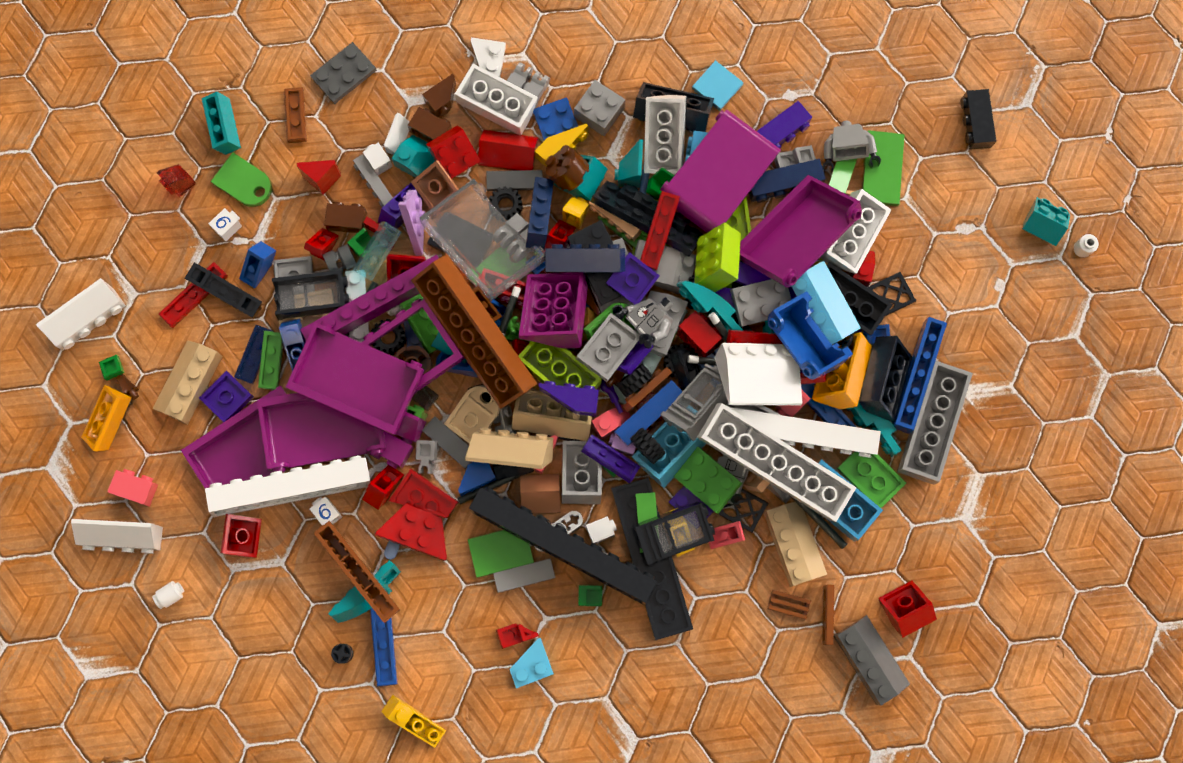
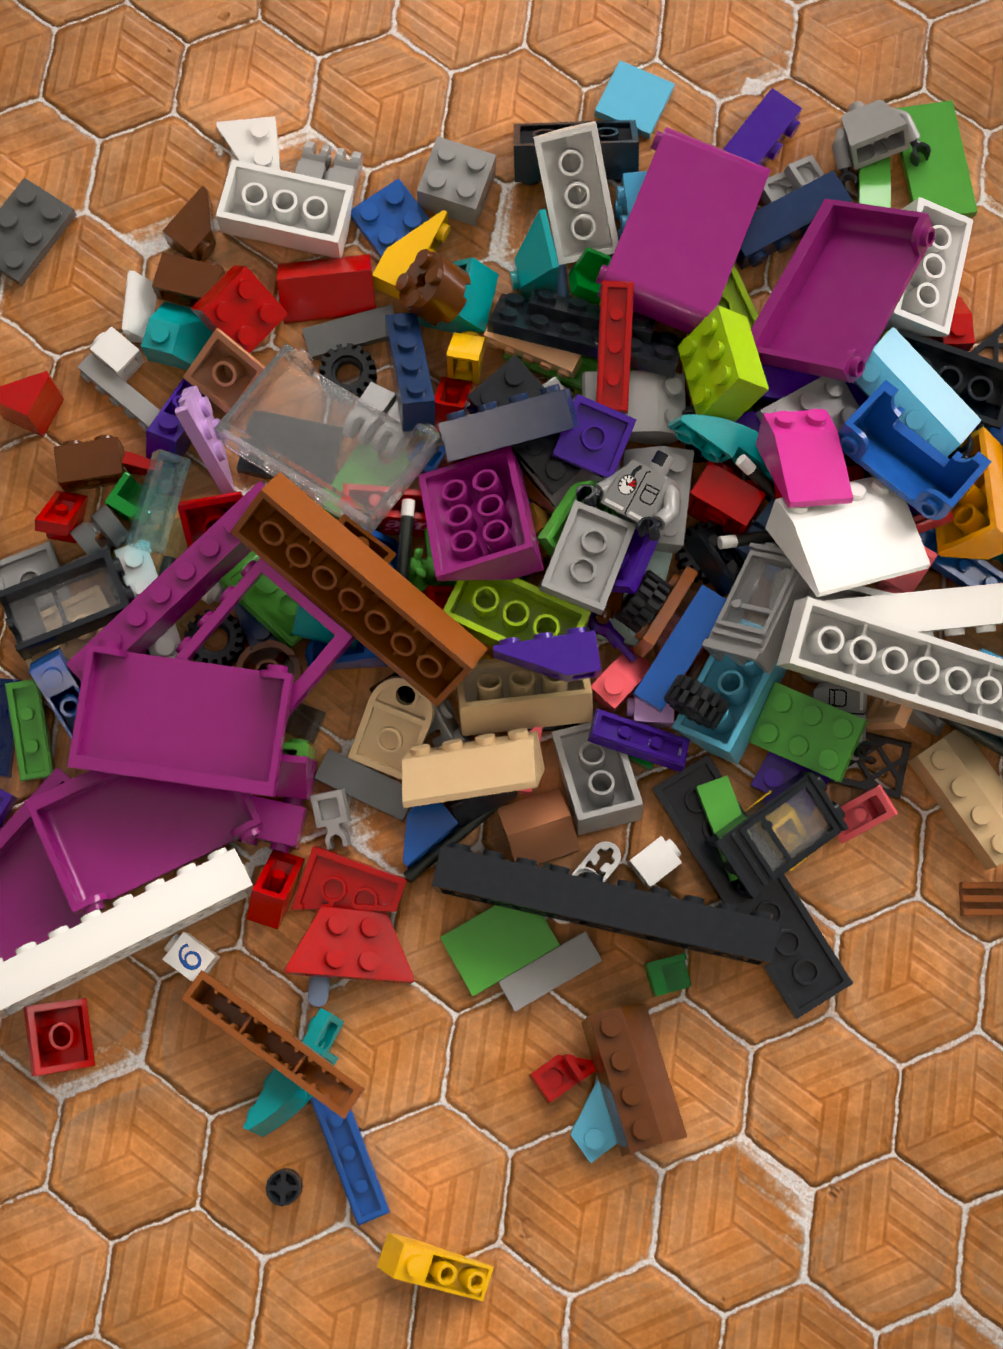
camera: 15 degrees left, 0 degrees up
(553, 647) = (633, 1078): none -> reddish brown slope
(746, 324) = (804, 457): none -> dark pink slope

